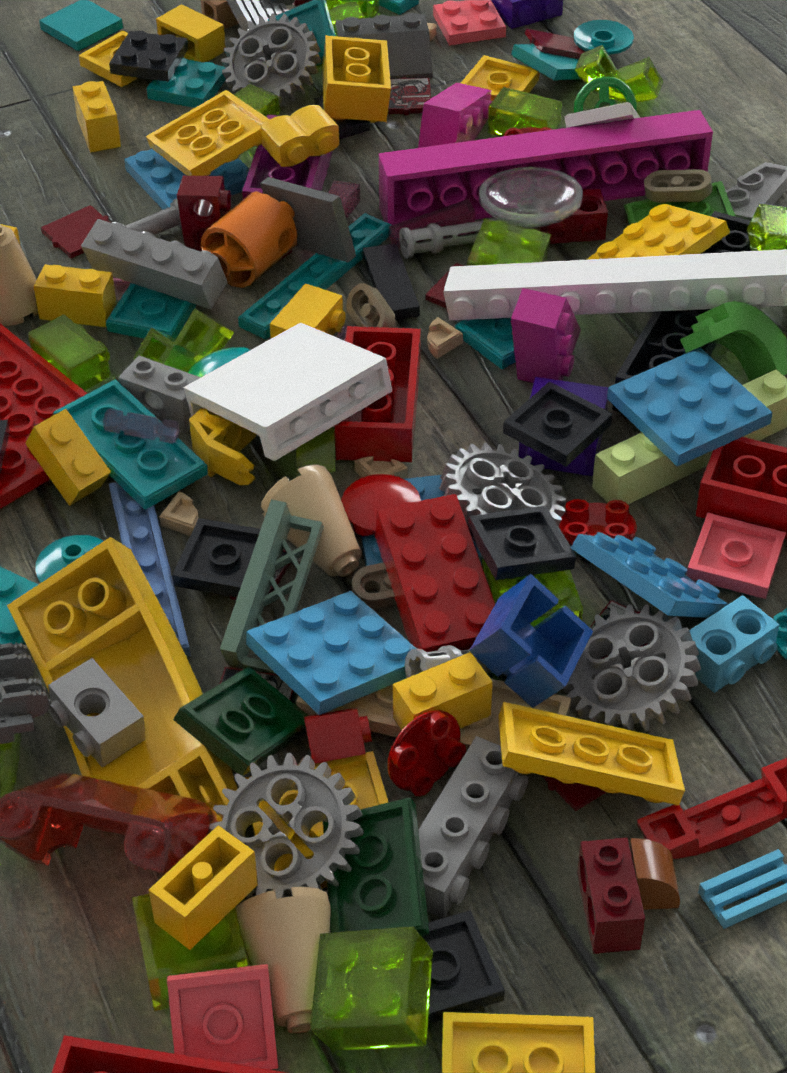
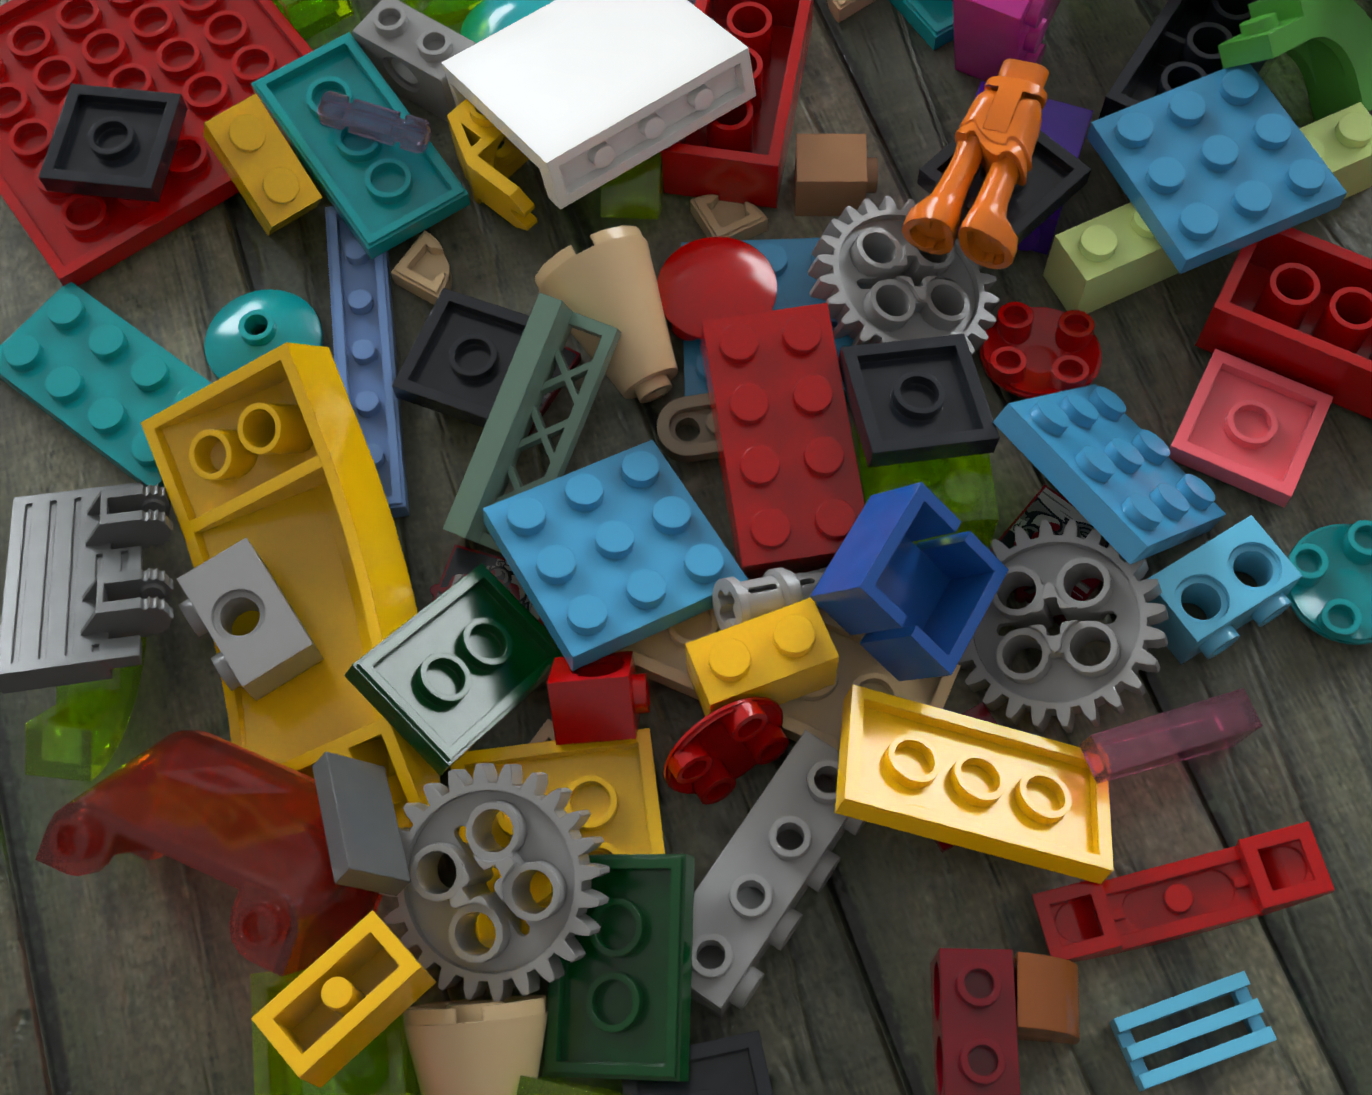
camera: 10 degrees right, 20 degrees up
(195, 797) = (360, 824): none -> dark grey tile
(443, 435) = (832, 173): none -> medium nougat brick
(553, 397) = (1002, 137): none -> orange piece
(712, 723) = (1171, 736): none -> clear pink piece

